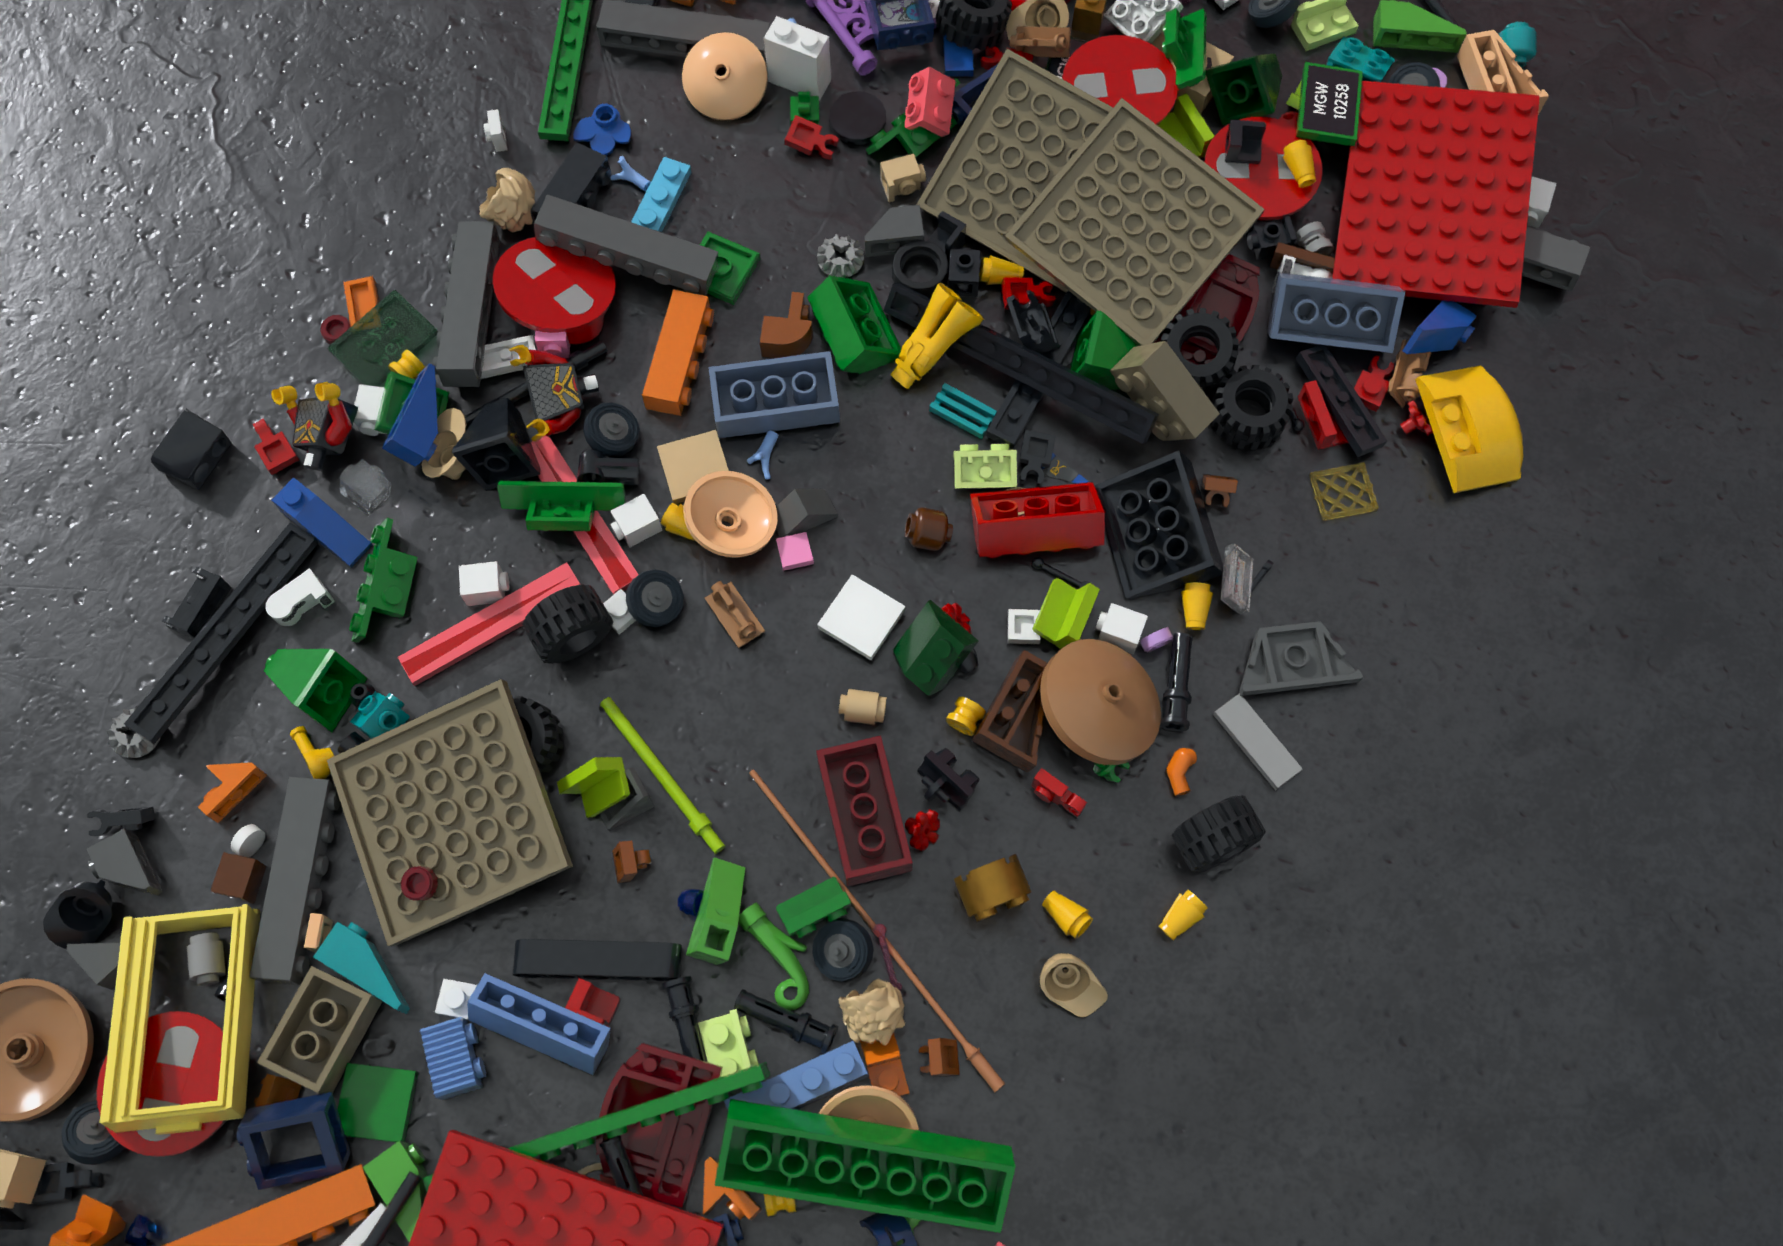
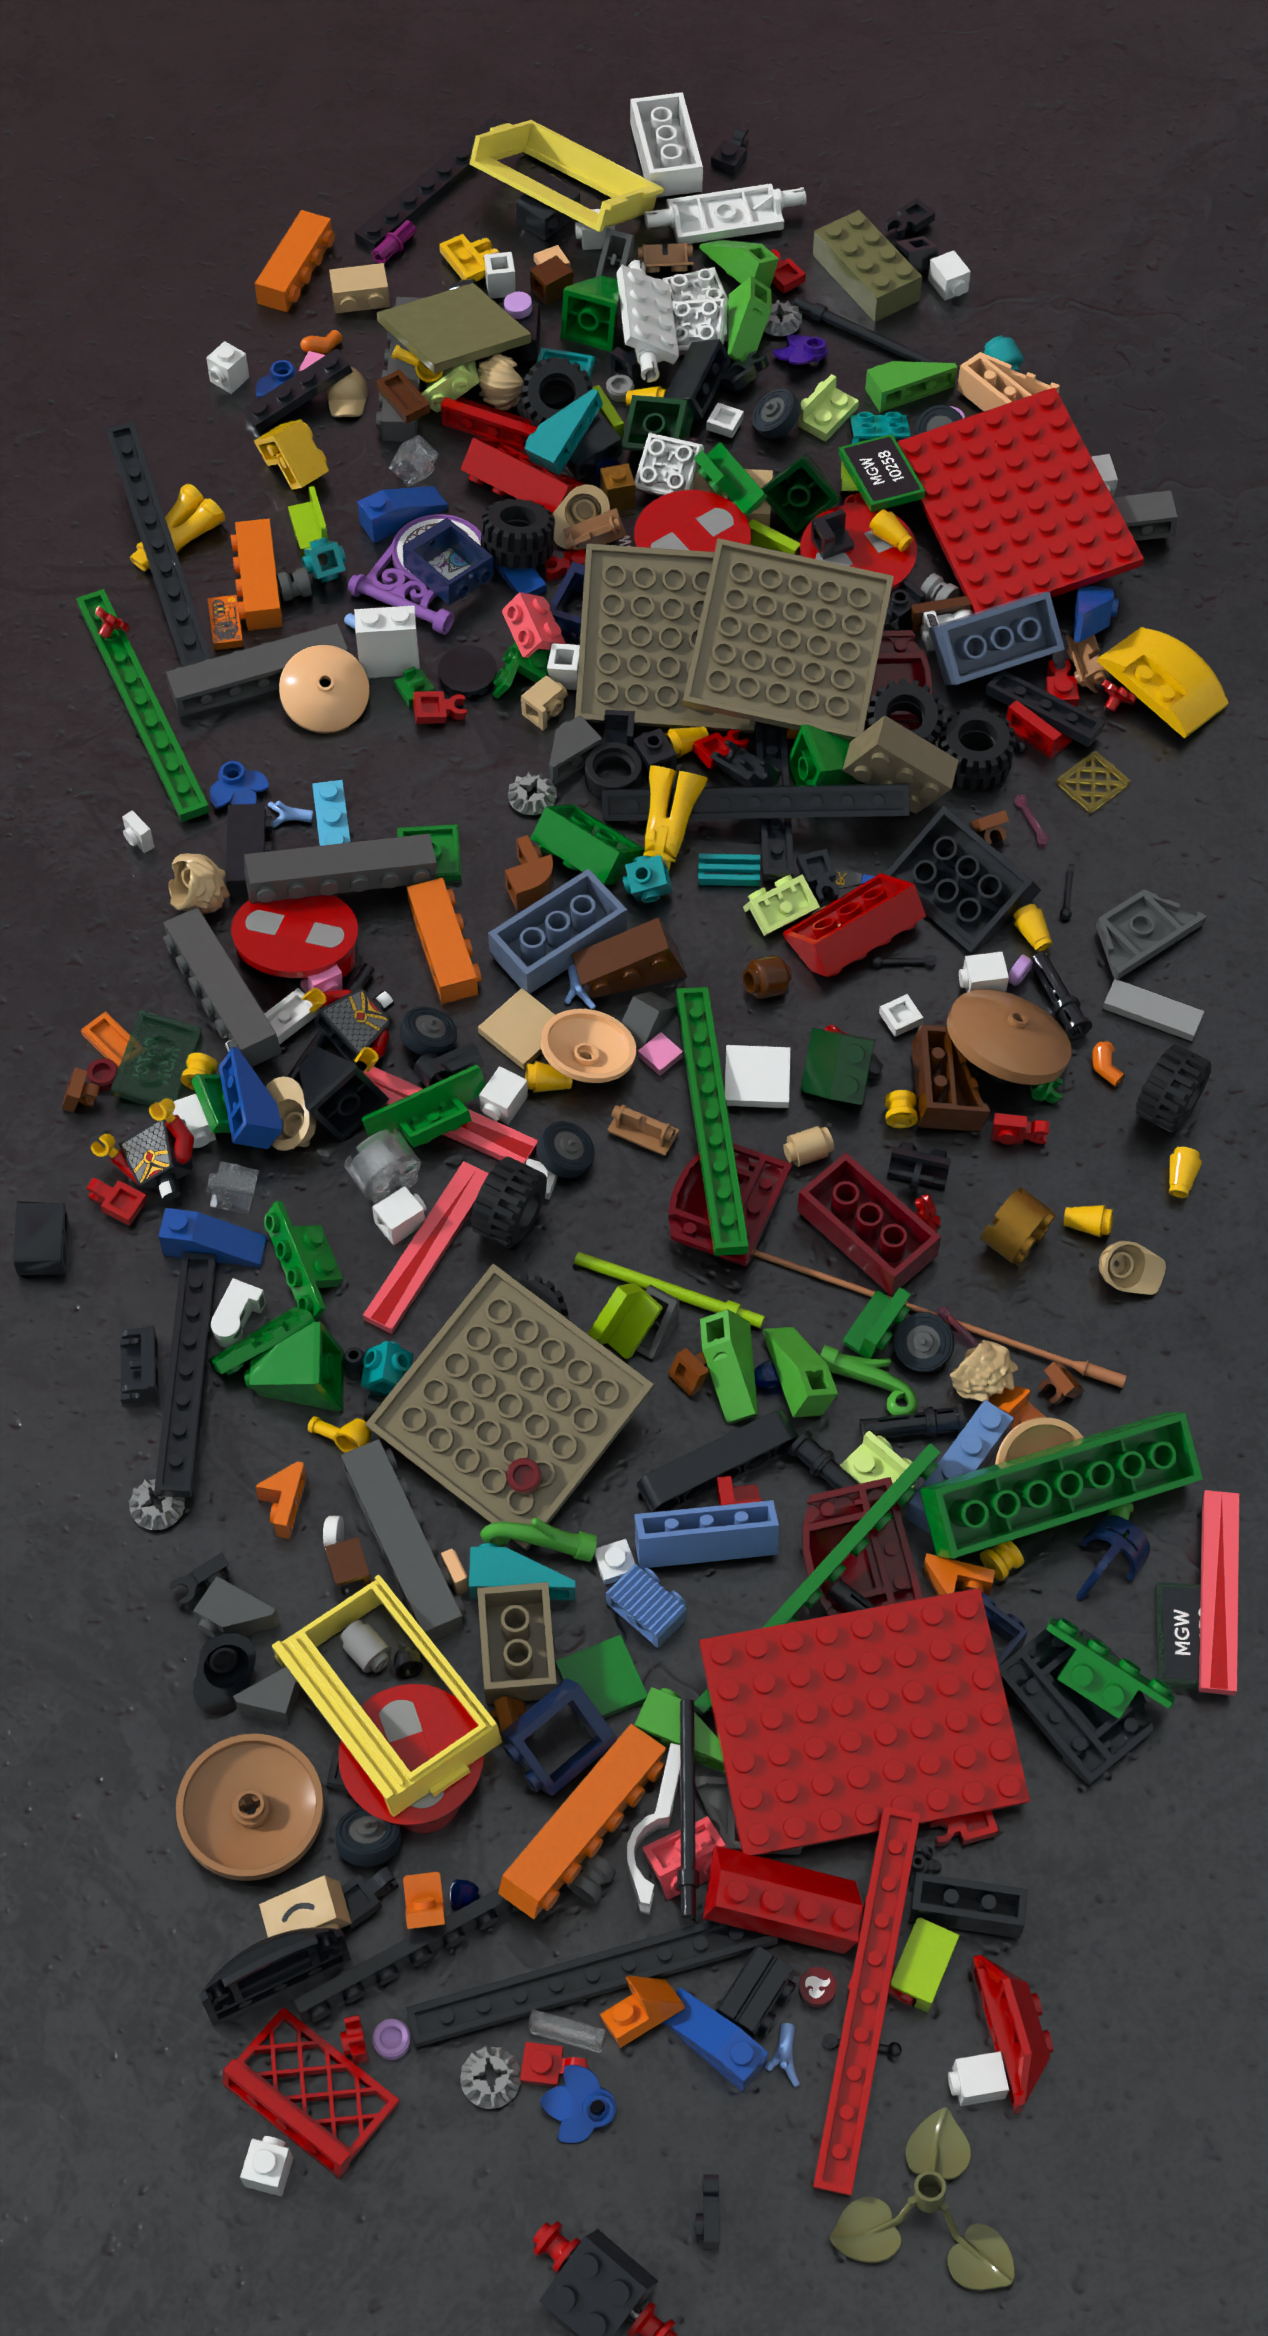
camera: 30 degrees left, 10 degrees down
(304, 335) = (79, 1091): none -> dark orange tile
(304, 635) = (261, 1340): none -> green wing
(422, 960) = (539, 1533): none -> bright green plant
(492, 533) = (383, 1165): none -> clear brick
(663, 872) = (730, 1362): none -> bright green slope
(757, 720) = (760, 1185): none -> dark red slope
(788, 642) = (711, 1122): none -> green plate
(819, 453) = (629, 961): none -> reddish brown wedge
(882, 384) = (647, 878): none -> teal brick
(933, 149) = (564, 664): none -> white brick
(1065, 612) = (931, 986): lime panel -> none
(1237, 579) = (1054, 888): clear tile -> none
(1264, 476) = (1020, 801): none -> clear pink hinge

